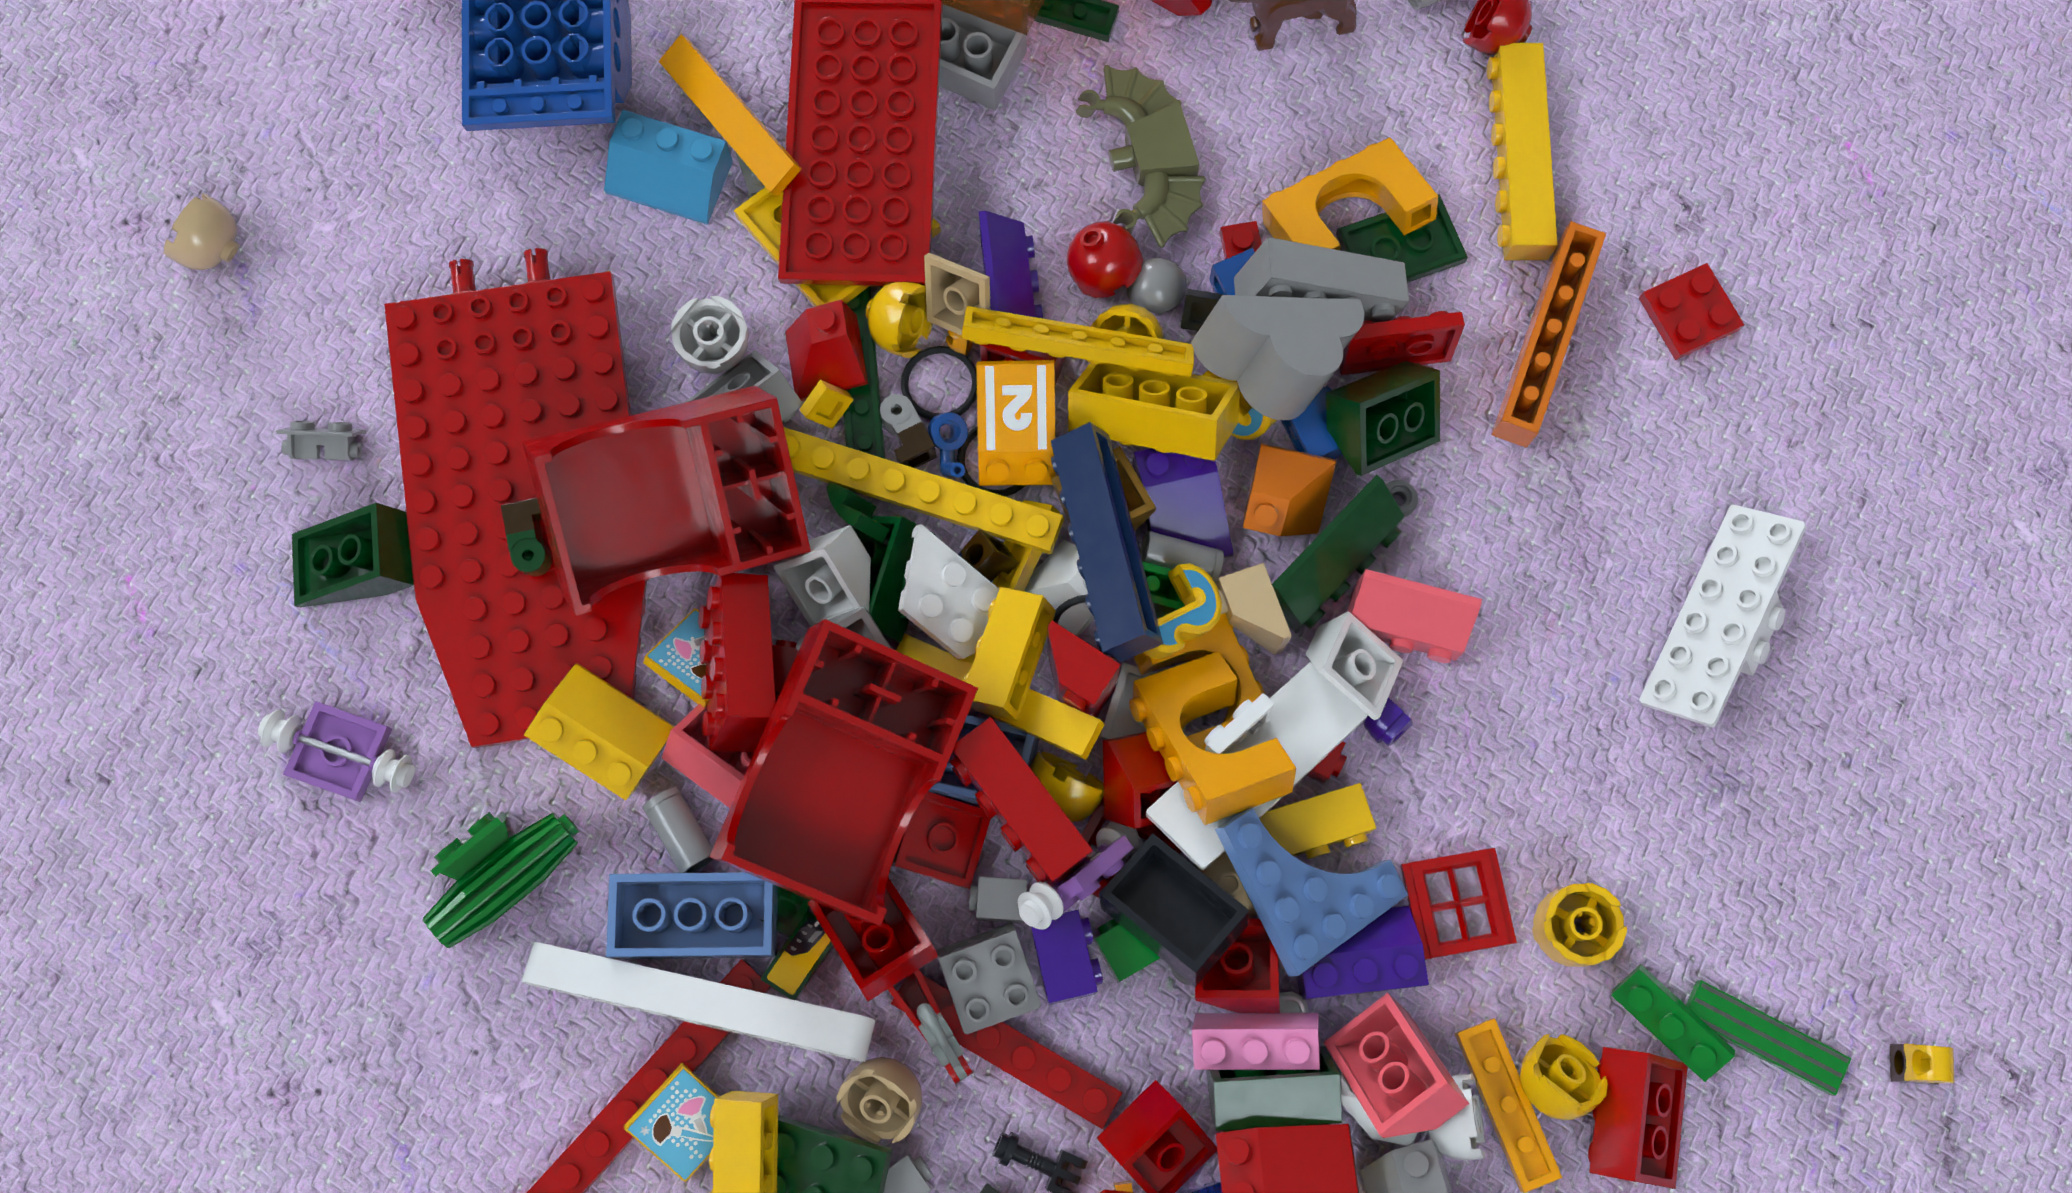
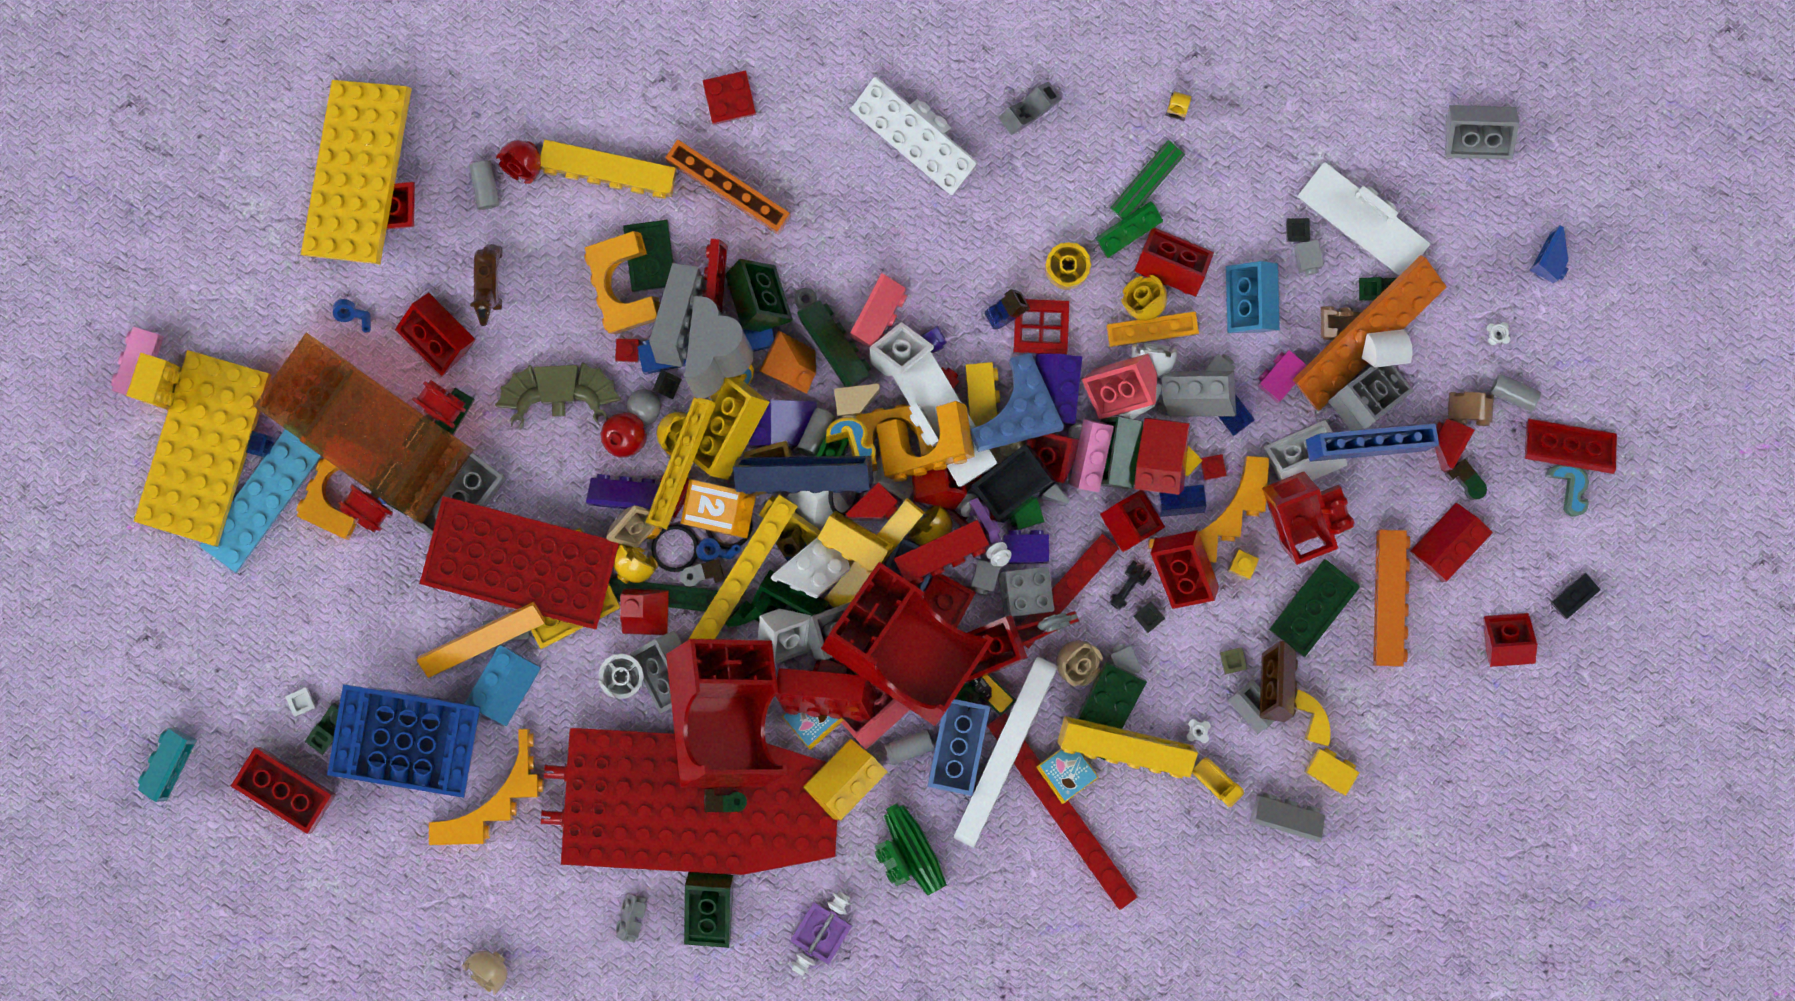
camera: 75 degrees left, 10 degrees up
(470, 206) = (519, 784): none -> light orange arch
(826, 404) = (676, 617): yellow plate -> none
(1170, 991) = (1056, 495): none -> light grey slope
(1473, 835) = (1006, 309): none -> leg
(1830, 804) = (1030, 108): none -> flat silver brick

